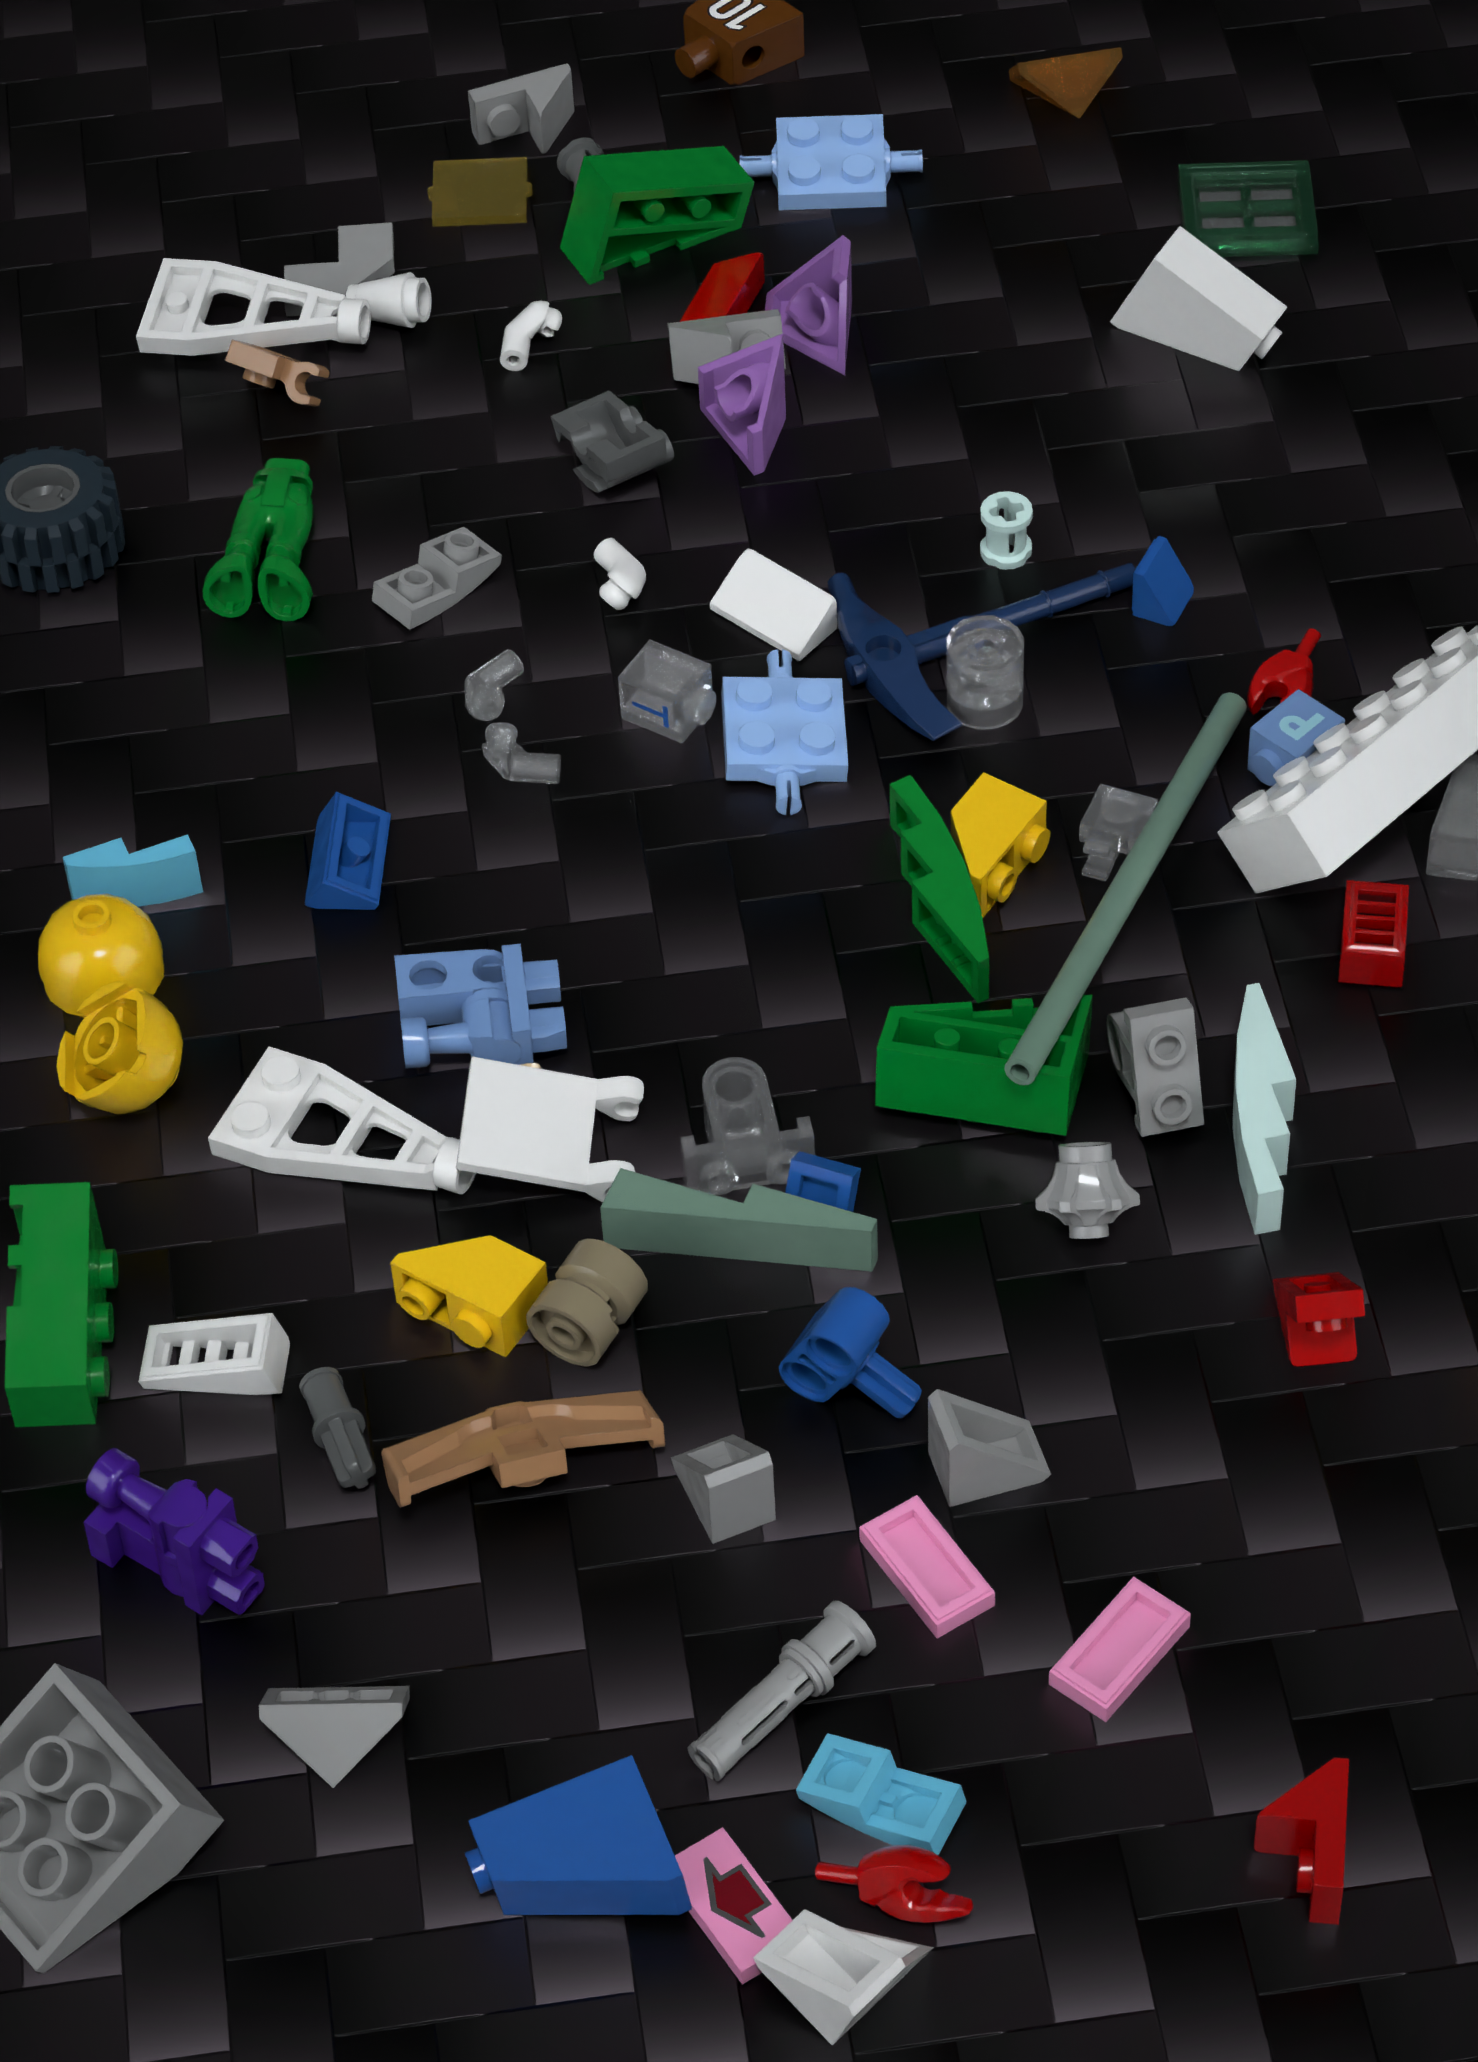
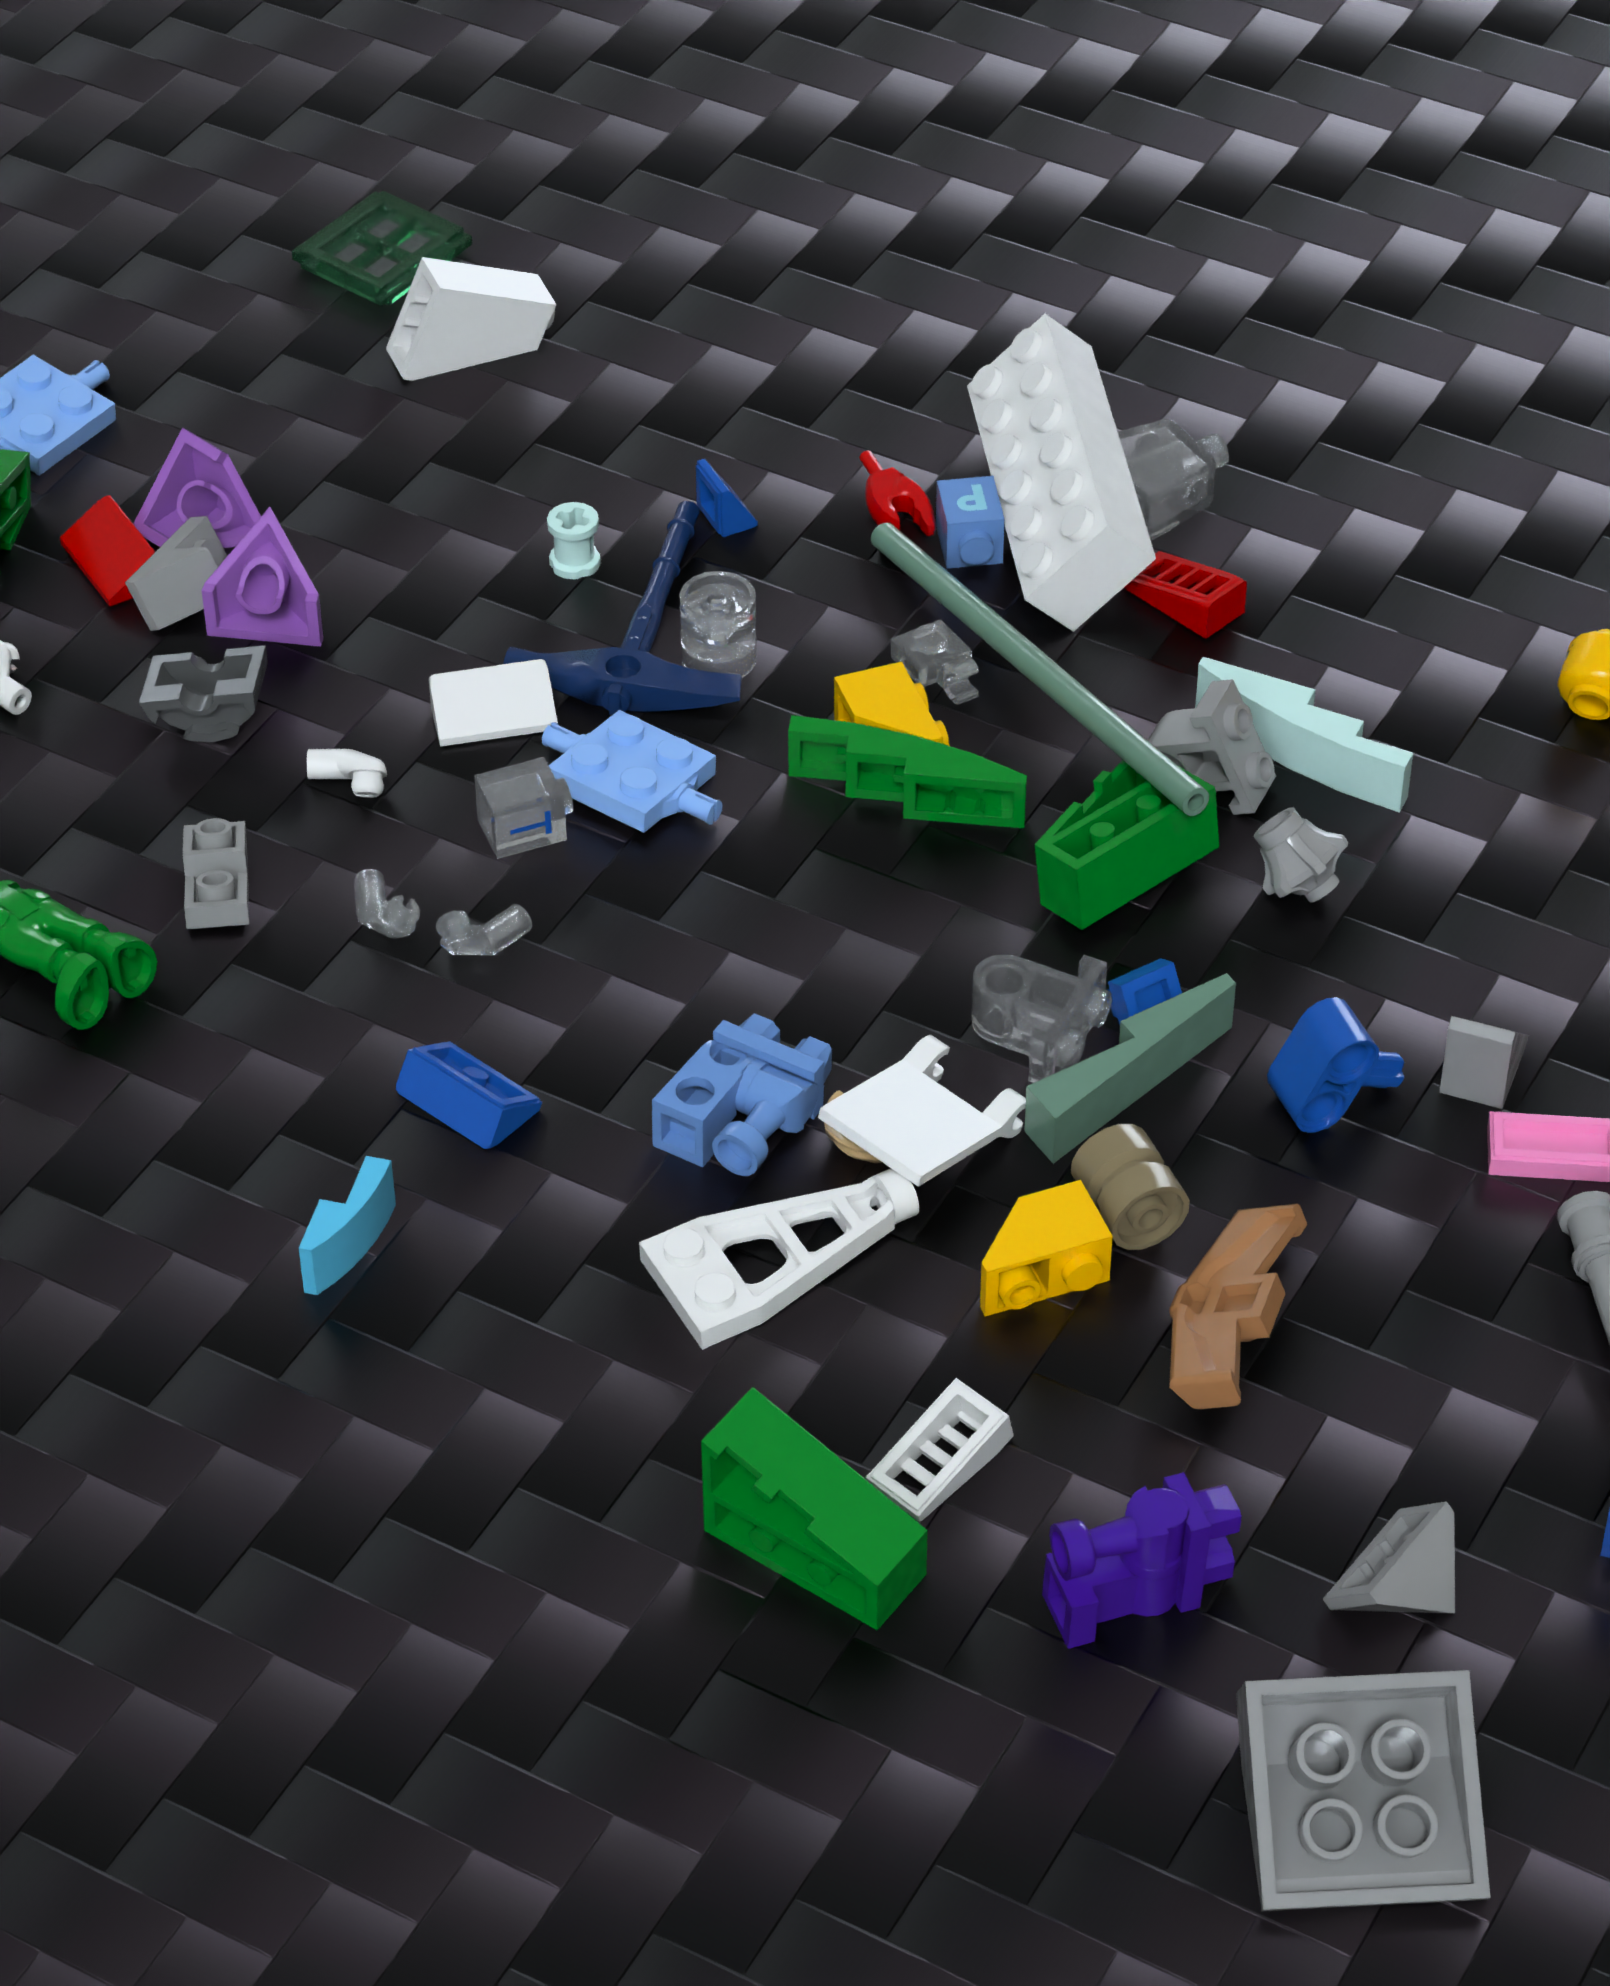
camera: 55 degrees left, 5 degrees down
(97, 944) = (413, 1298): yellow cylinder -> none
(122, 1050) = (564, 1322): yellow cylinder -> none
(338, 1427) = (1102, 1409): dark grey axle -> none
(728, 1485) = (1378, 1204): light grey slope -> none
(1068, 80) = (119, 252): clear orange slope -> none
(1319, 1317) = (1524, 808): red slope -> none

